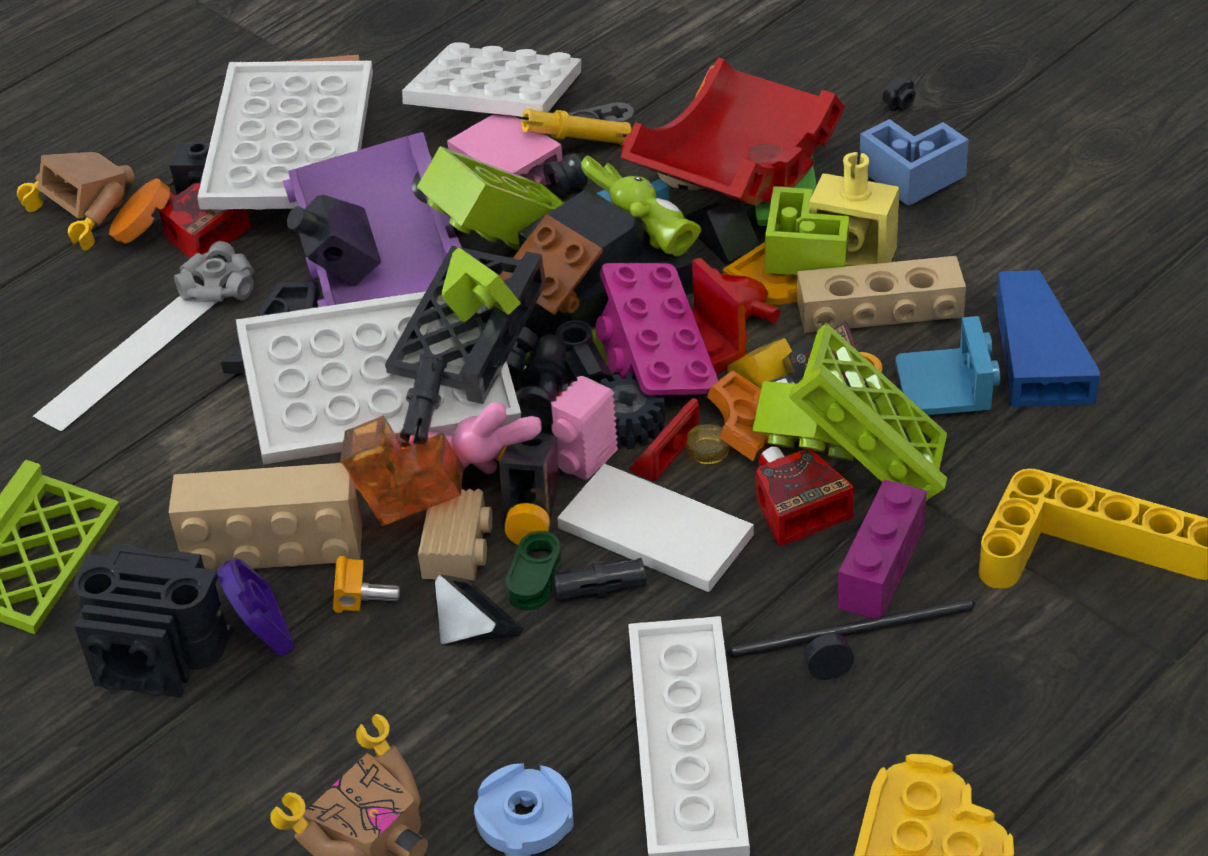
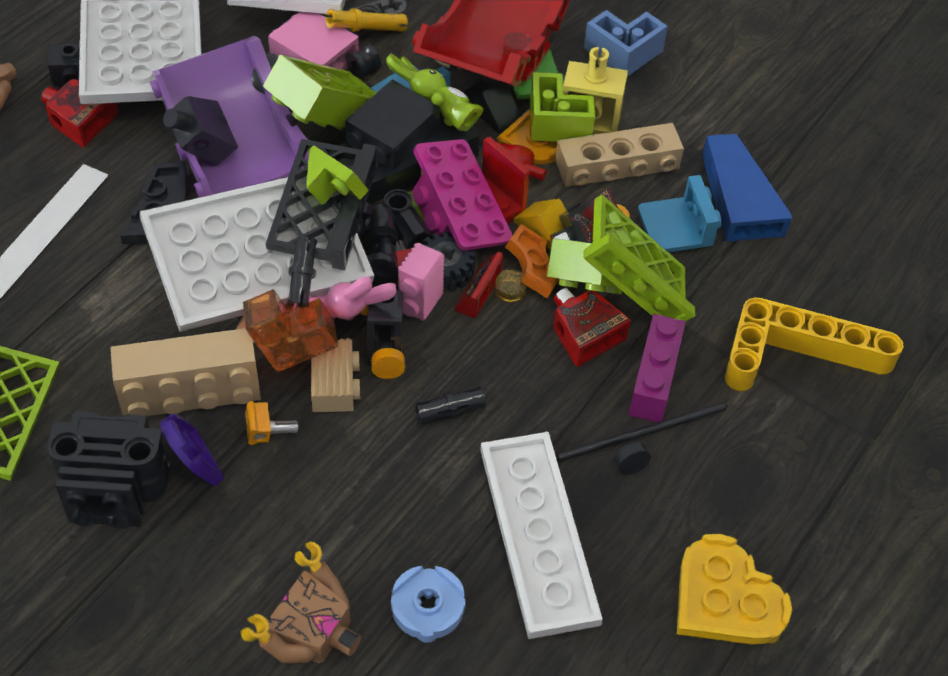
camera: 15 degrees left, 10 degrees up
(138, 211) = (26, 105): orange tile -> none
(215, 273) = (100, 156): light grey piece -> none
(469, 614) = (355, 440): slope -> none
(531, 579) = (397, 406): dark green piece -> none
(565, 262) = (390, 141): dark orange hinge -> none
(656, 525) = (484, 357): white tile -> none

